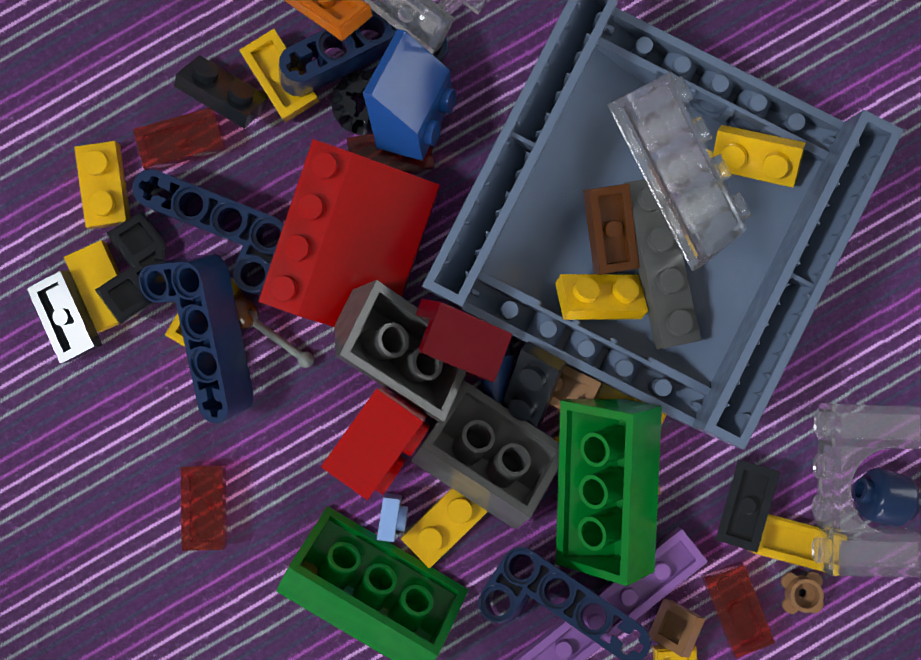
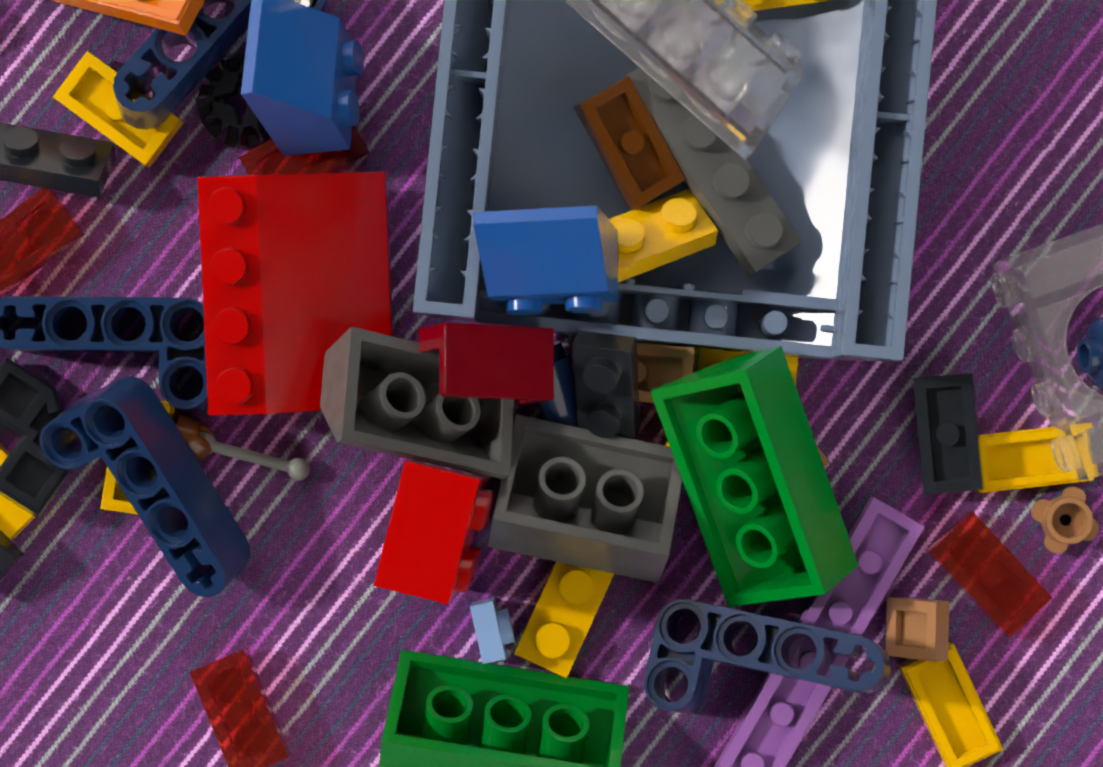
camera: 20 degrees left, 0 degrees up
(528, 285) = (548, 258): none -> blue slope

